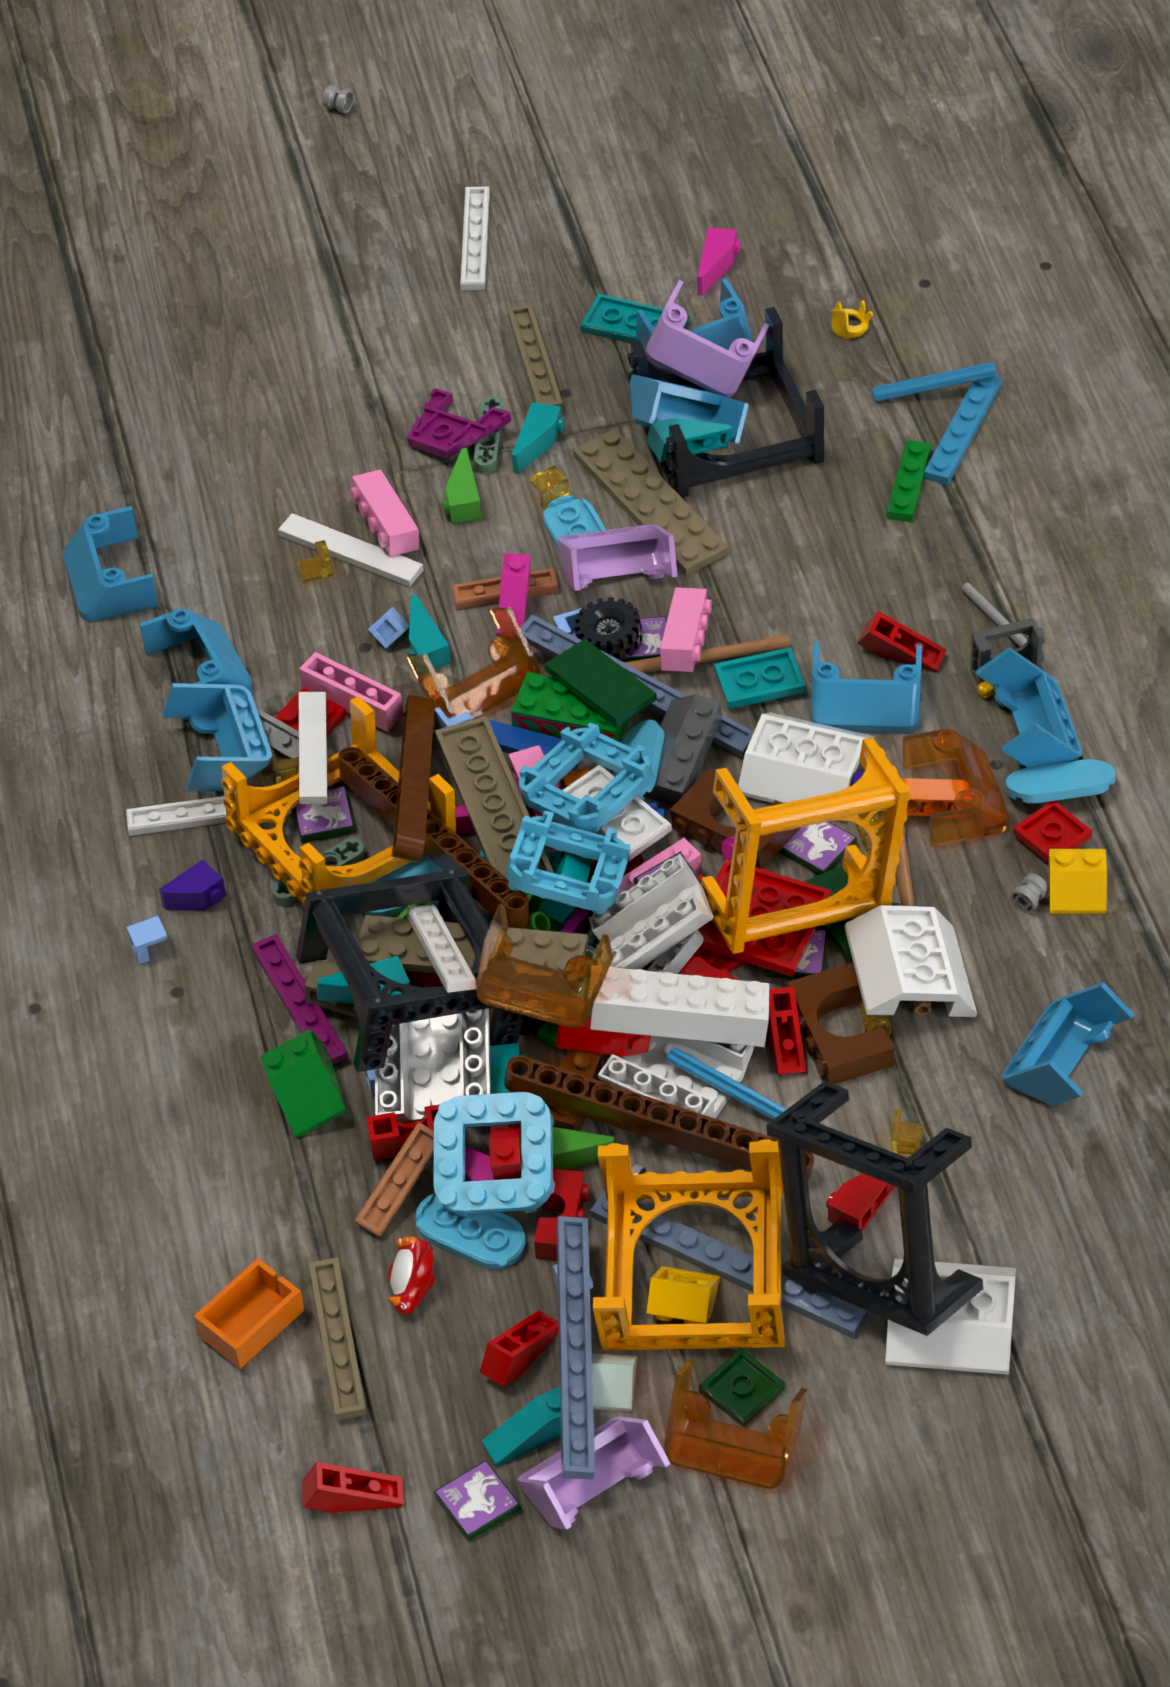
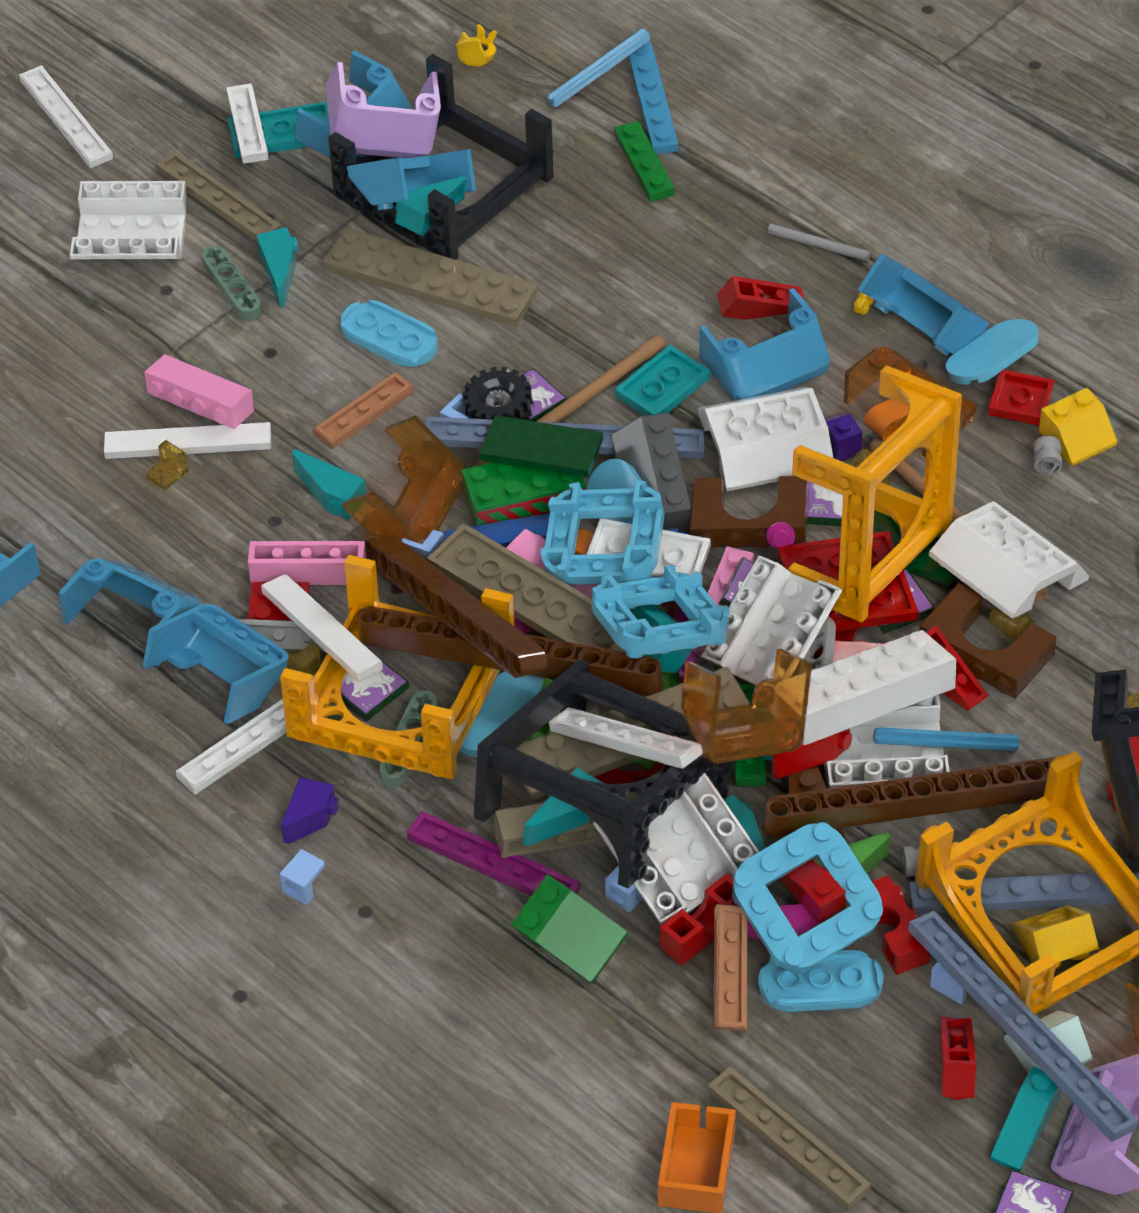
camera: 35 degrees left, 0 degrees up
(389, 627) = (288, 491): light blue panel -> none
(410, 1274) = (810, 1044): red animal -> none
(447, 433) = (193, 297): magenta wing -> none
(448, 349) = (130, 220): none -> white slope
(462, 496) = (257, 345): bright green slope -> none
(515, 585) = (380, 403): dark pink slope -> none
(550, 484) = (333, 298): clear yellow panel -> none
(604, 305) = (247, 123): none -> white plate
(617, 553) = (452, 328): lavender windscreen -> none
(685, 629) = (568, 370): bright pink brick -> none
(717, 256) = (308, 37): dark pink slope -> none
(1030, 650) = (847, 272): dark grey panel -> none

